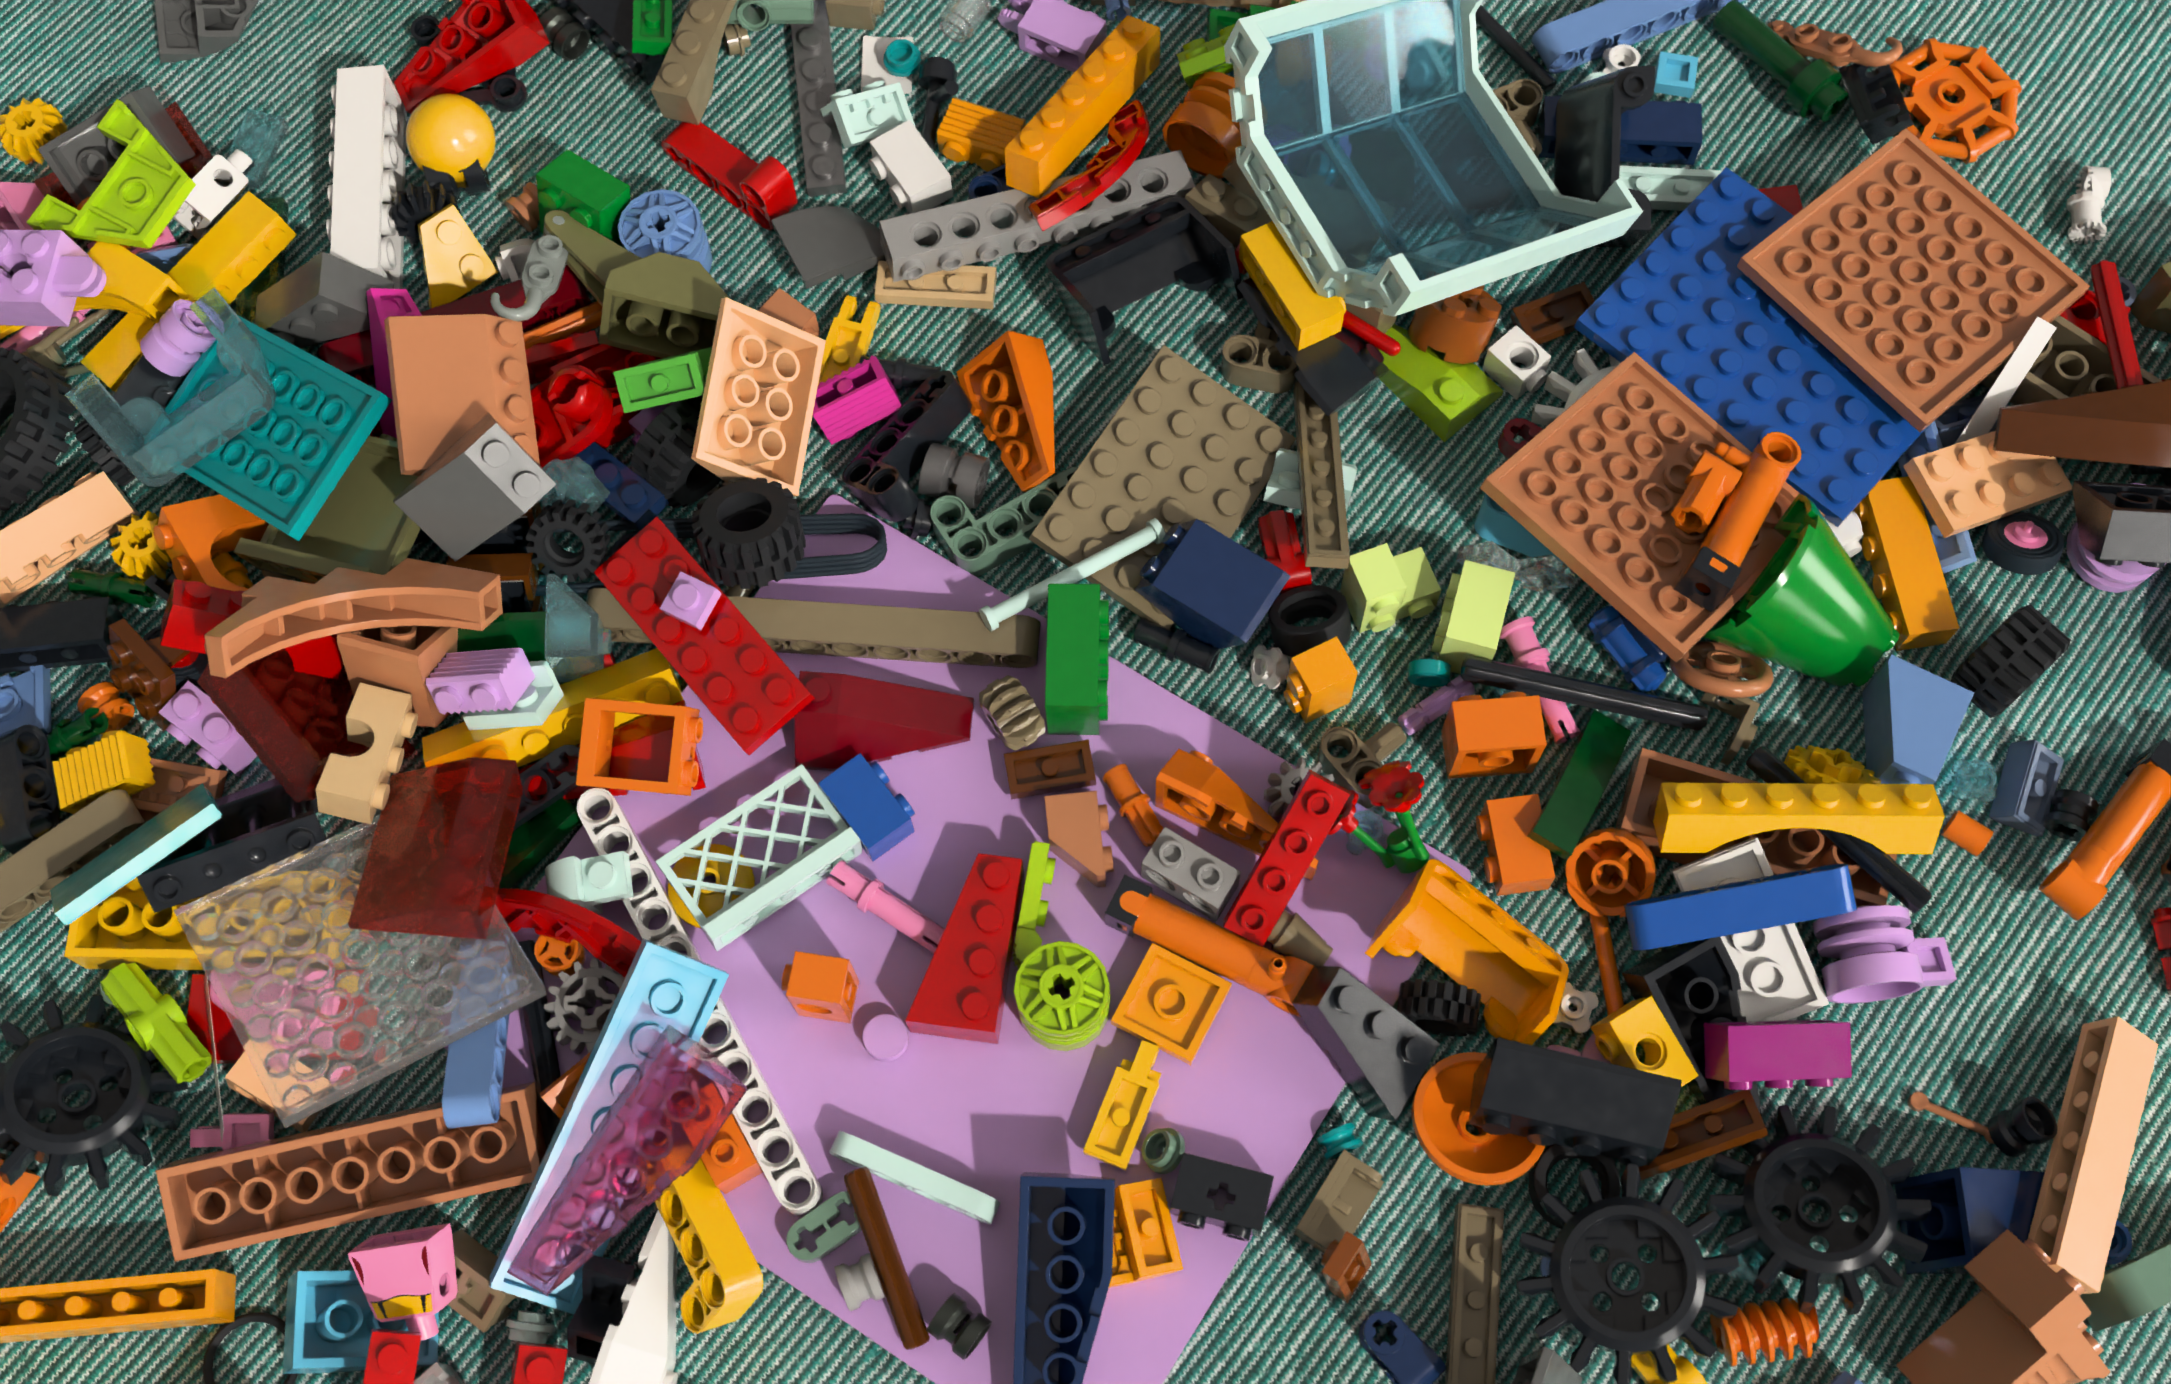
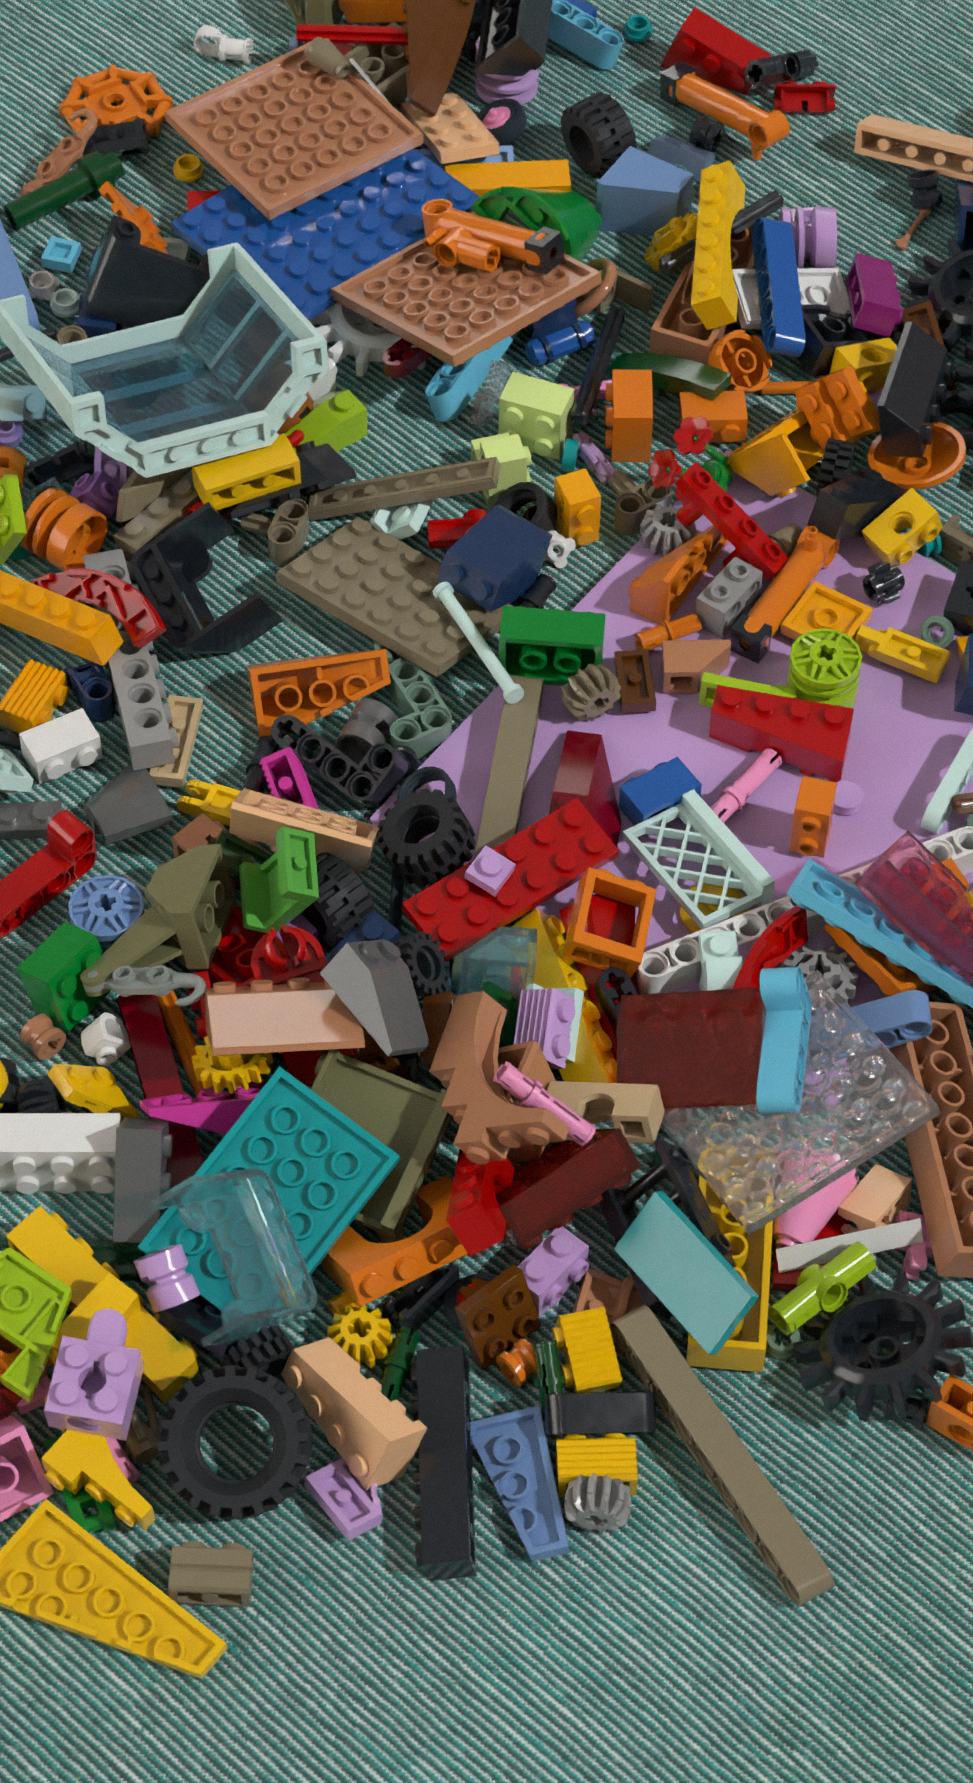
camera: 90 degrees left, 15 degrees down
(342, 659) = (532, 1095): none -> bright pink pin
(408, 942) = (784, 1040): none -> medium azure beam
(1238, 1075) = (883, 582): none -> black gear
(1319, 1074) = (907, 512): none -> yellow brick
(1527, 992) = (836, 407): none -> orange plate
(1721, 140) = (138, 215): none -> orange wing
(2040, 293) = (327, 57): none -> dark tan cone

